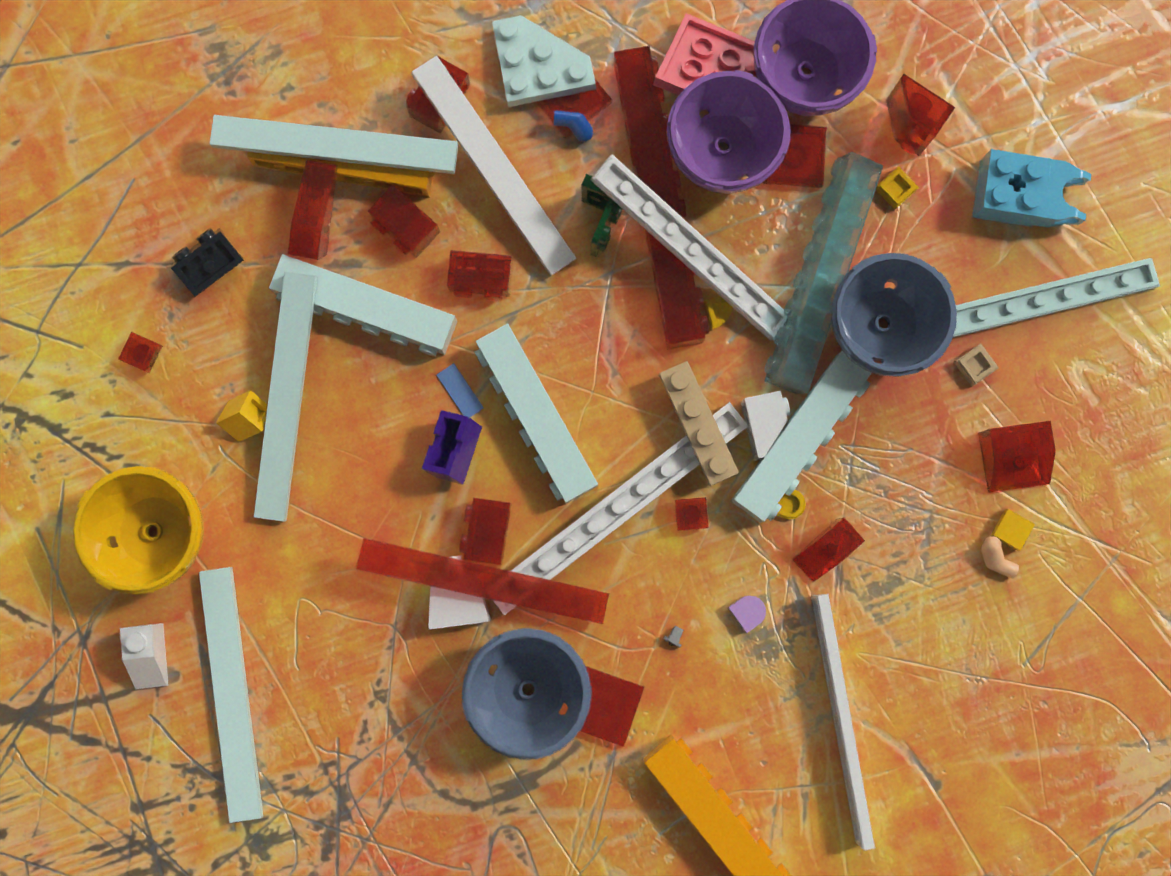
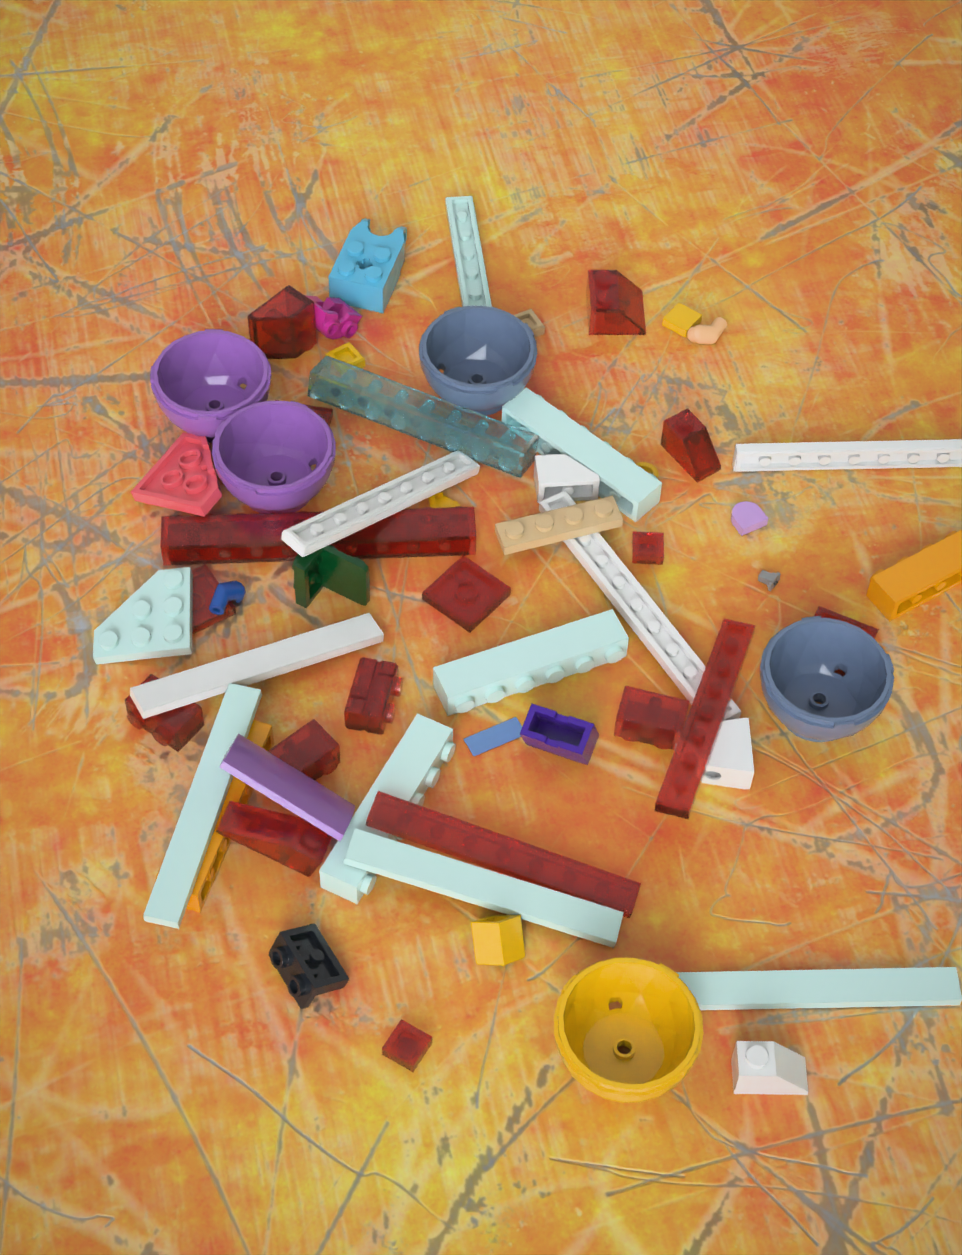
camera: 80 degrees left, 30 degrees down
(320, 409) = (501, 853): none -> clear red tile
(344, 209) = (288, 787): none -> medium lavender slope
(615, 345) = (466, 593): none -> clear red tile
(946, 163) = (335, 317): none -> dark pink cylinder

